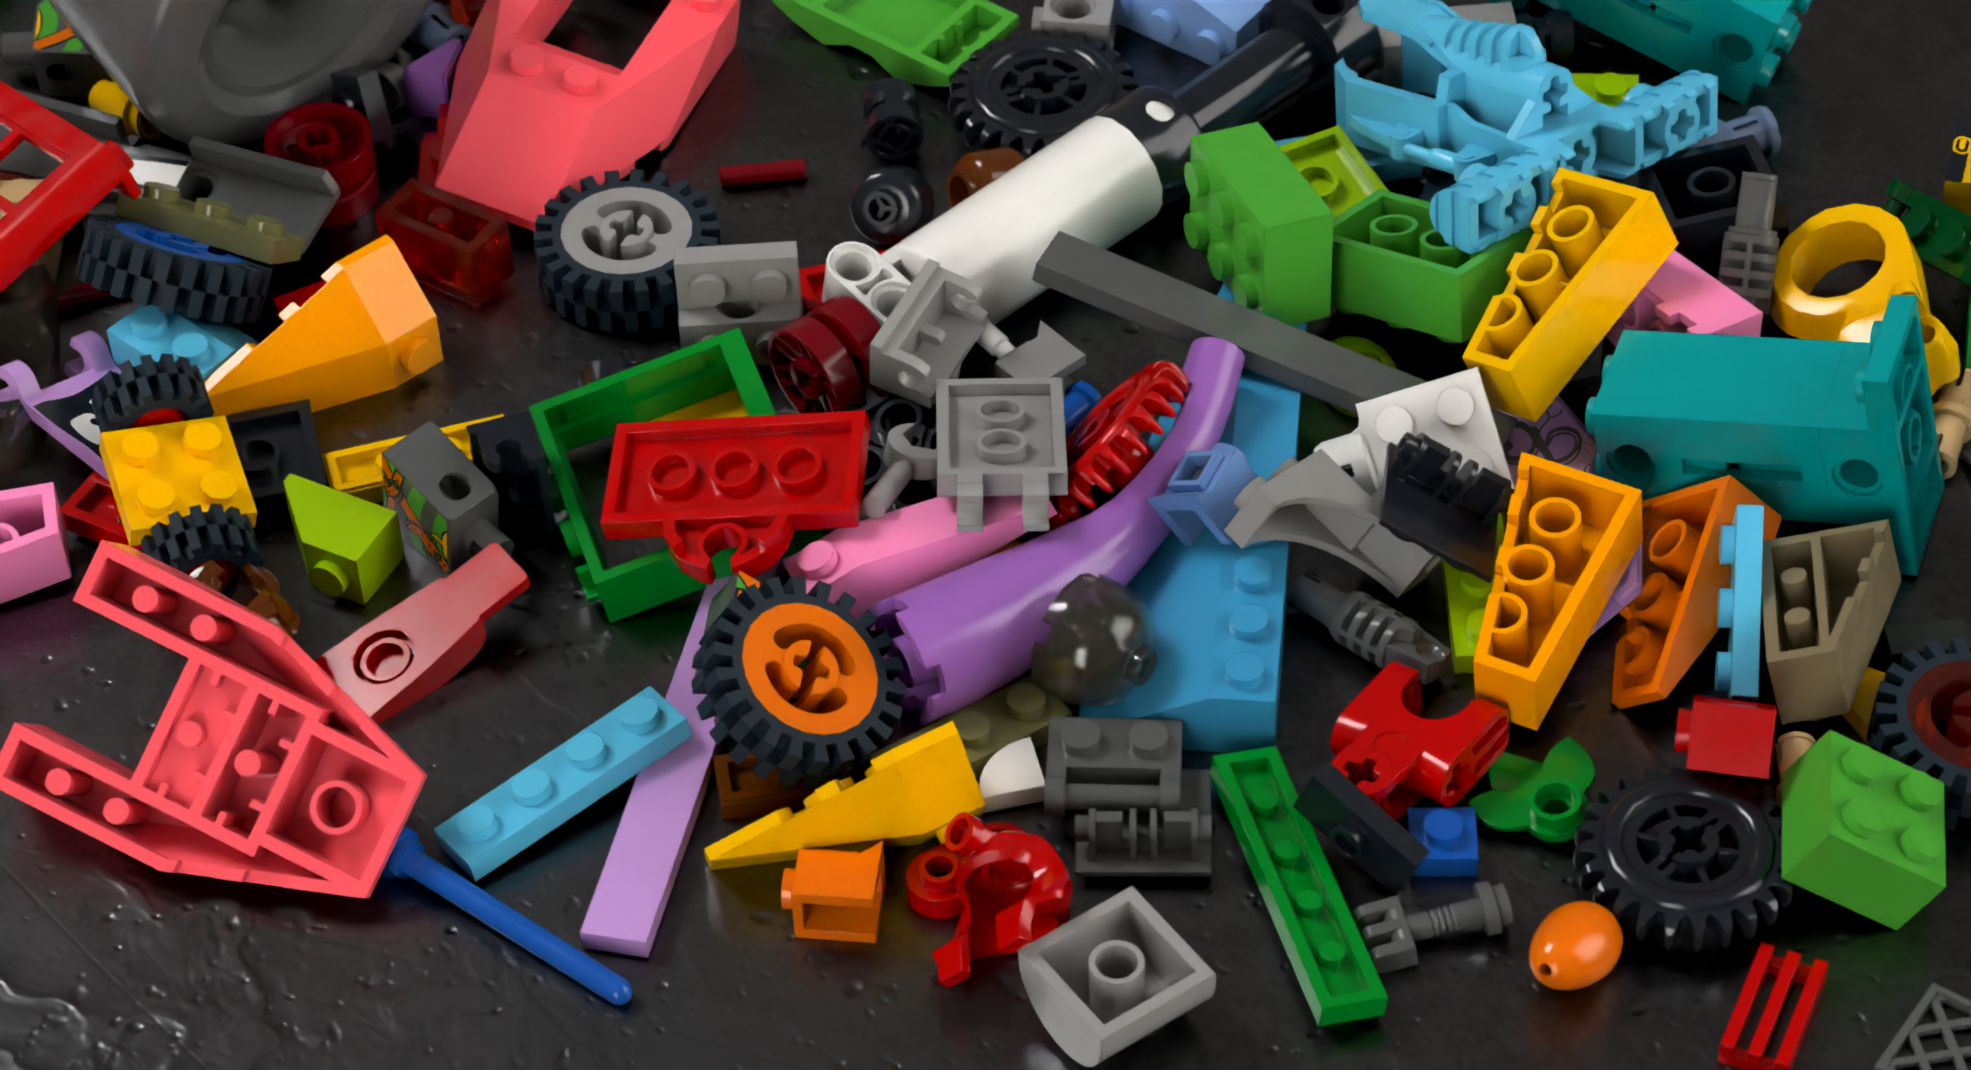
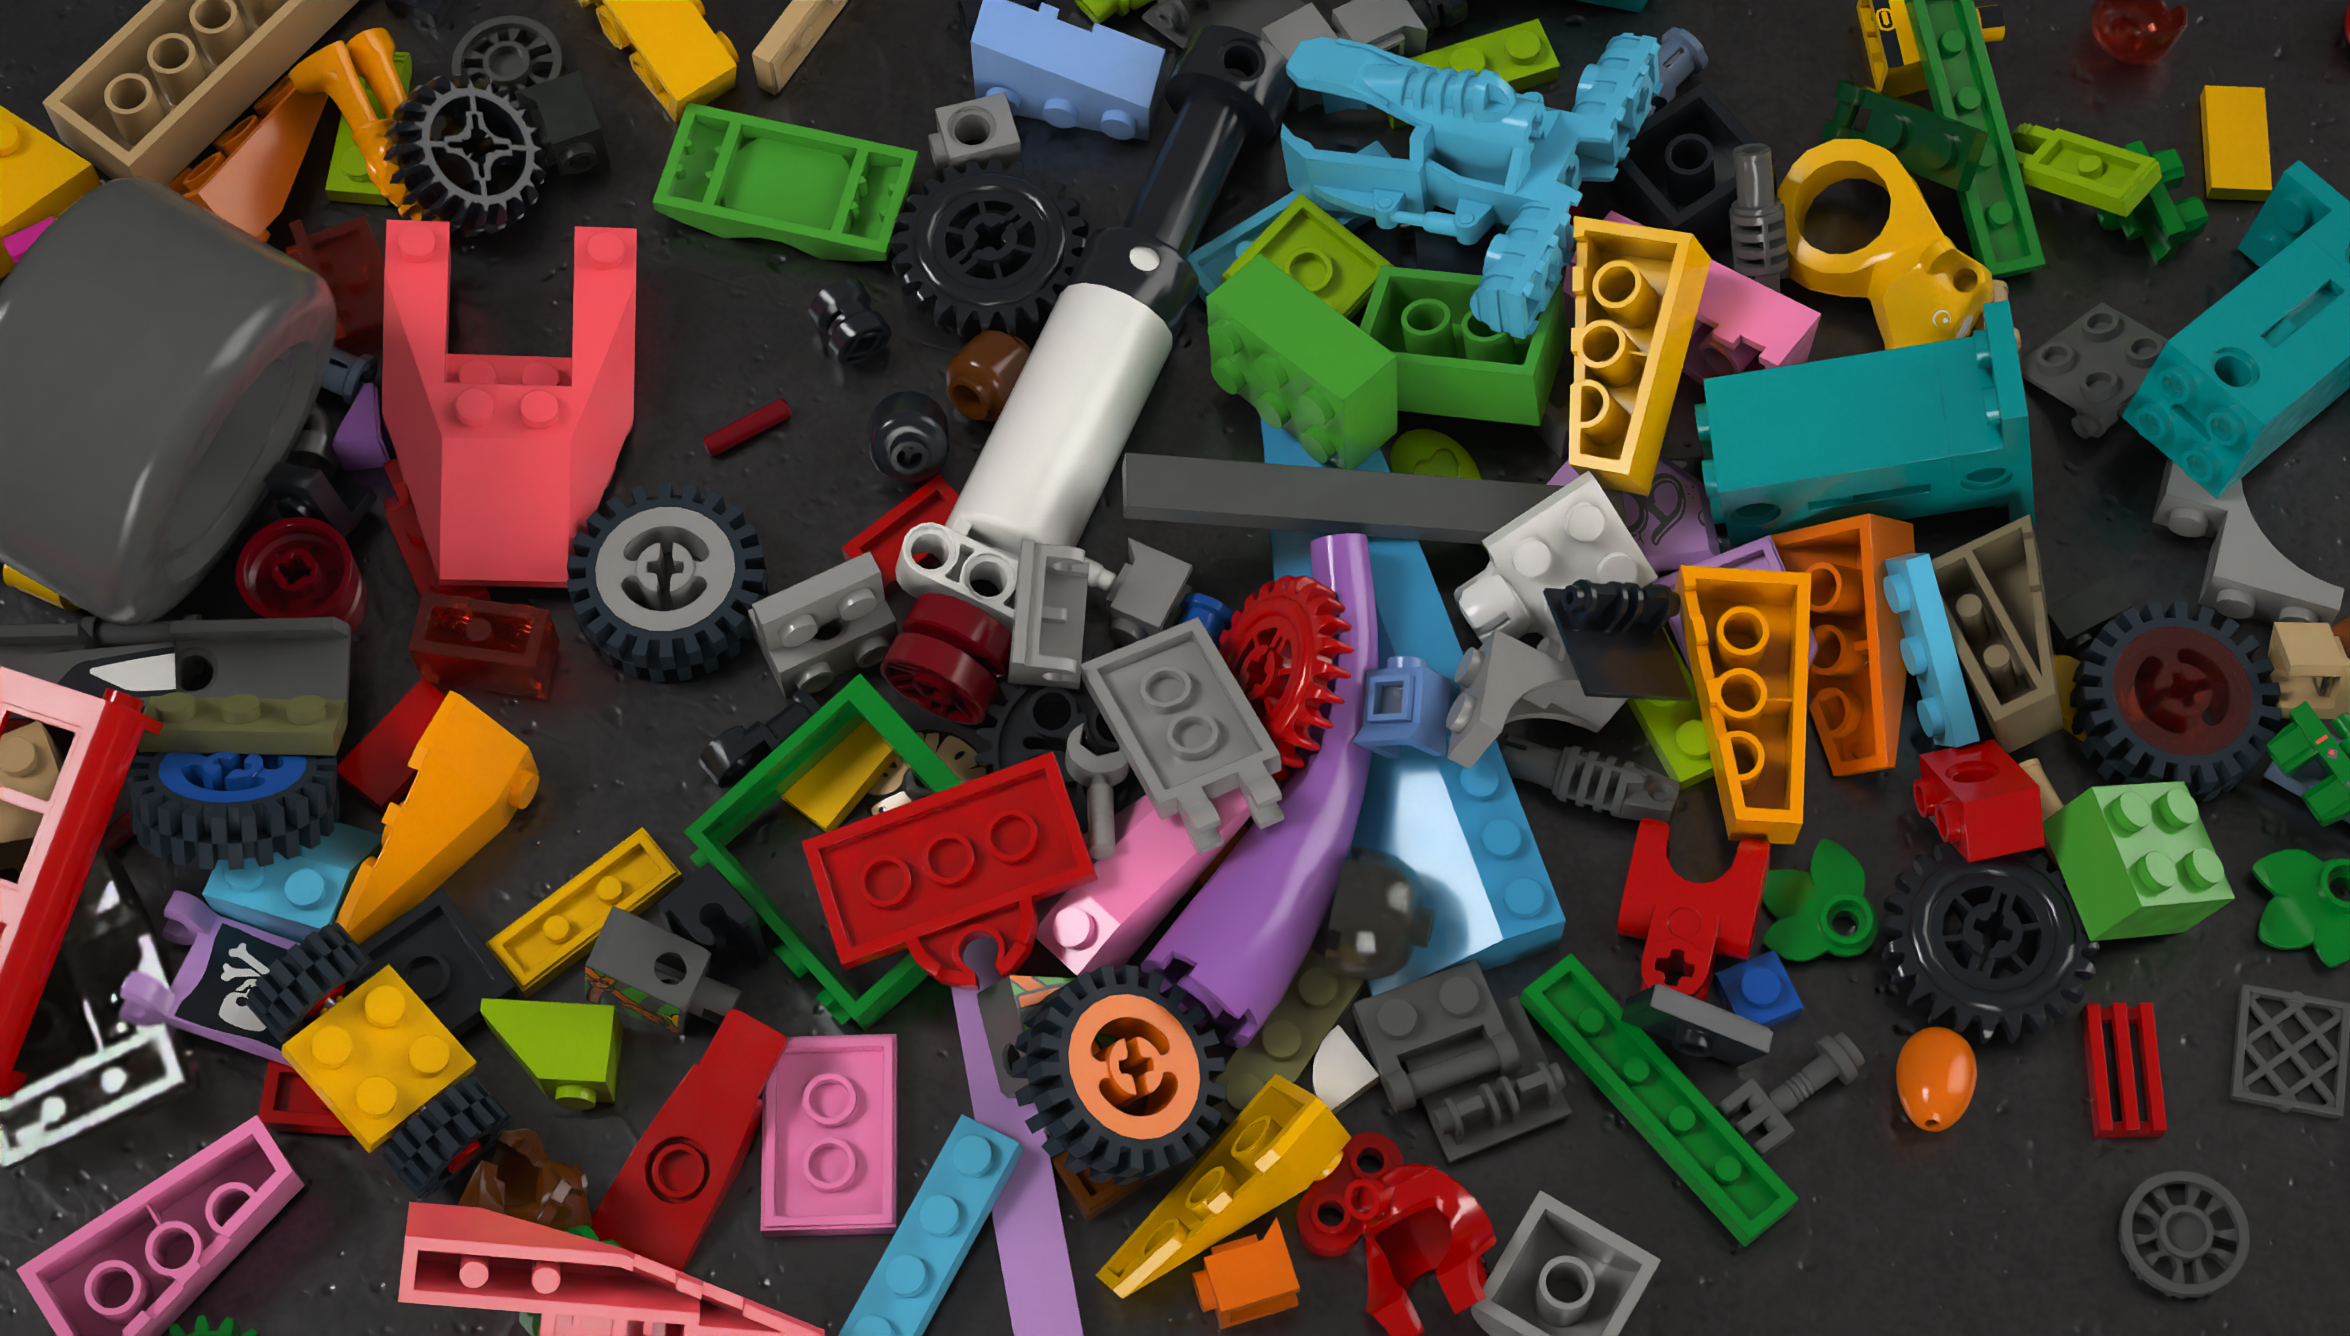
camera: 25 degrees left, 20 degrees up
(531, 680) = (831, 1138): none -> bright pink tile

